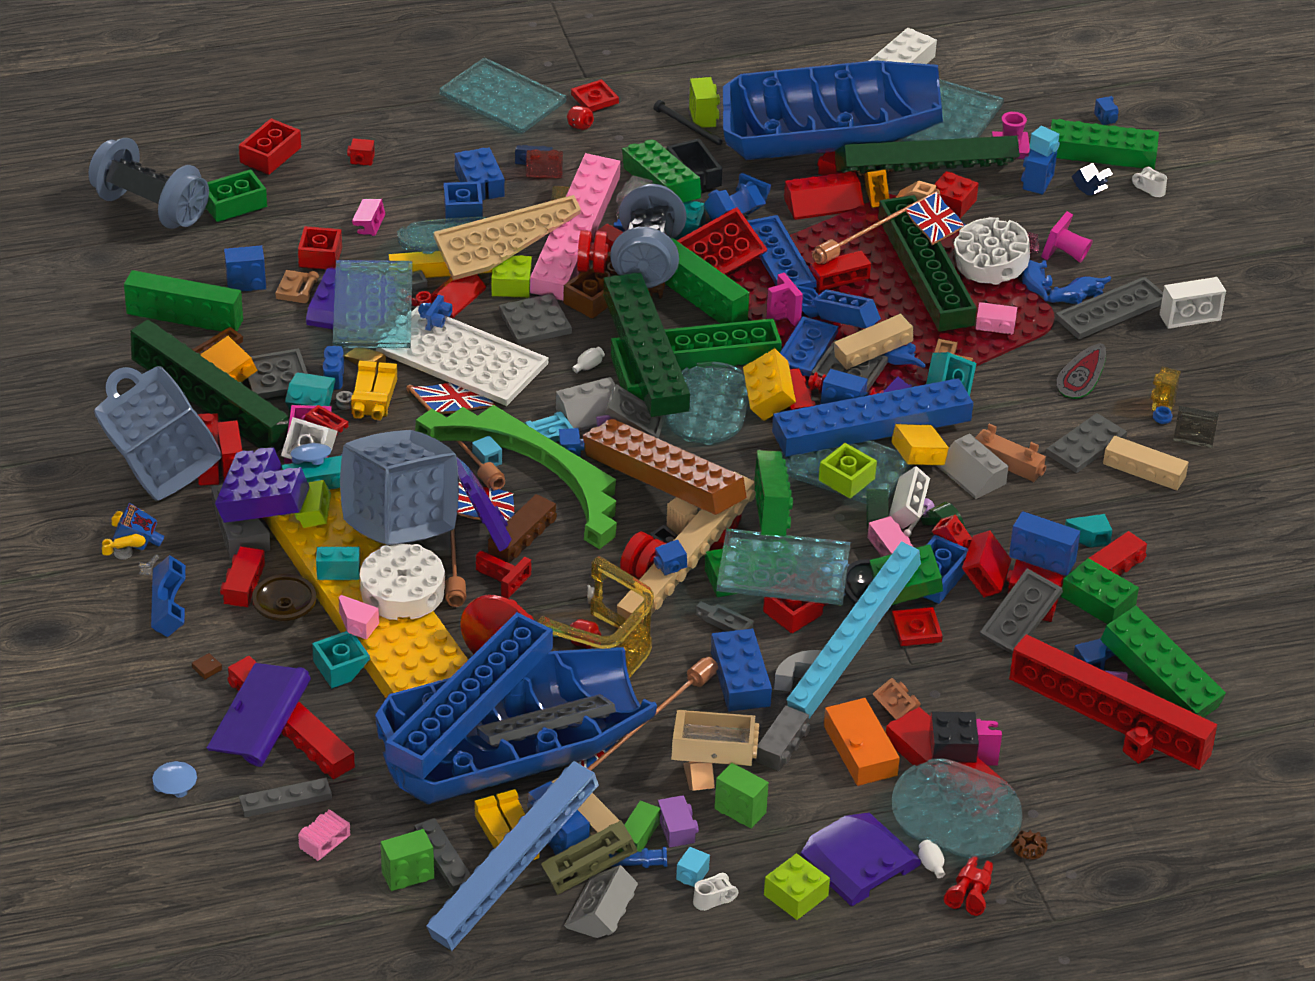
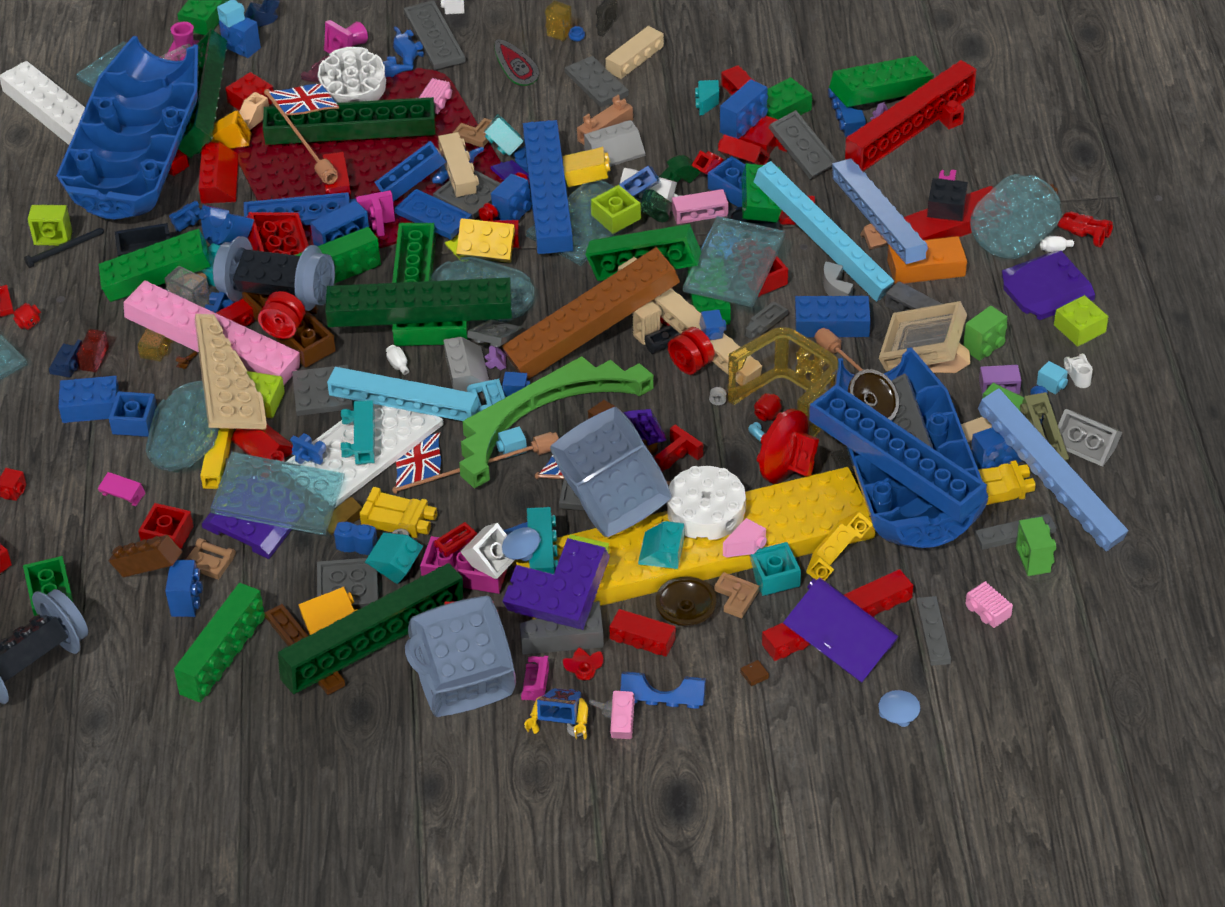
camera: 75 degrees left, 5 degrees up
(128, 570) = (622, 715): none -> bright pink brick
(175, 515) = (535, 678): none -> dark pink hinge
(201, 544) = (583, 664): none -> red plate
(269, 232) = (145, 555): none -> reddish brown brick
(301, 642) = (740, 594): none -> medium nougat plate
(365, 697) = (835, 542): none -> yellow slope
(467, 344) = (364, 432): none -> teal brick
(526, 362) = (402, 394): none -> medium azure brick
(553, 667) = (875, 391): none -> dark brown dish
(751, 276) = (339, 223): none -> blue brick
(890, 478) = (640, 181): none -> blue brick
(917, 681) = (879, 211): none -> medium blue brick
(986, 130) = (176, 54): none -> clear slope

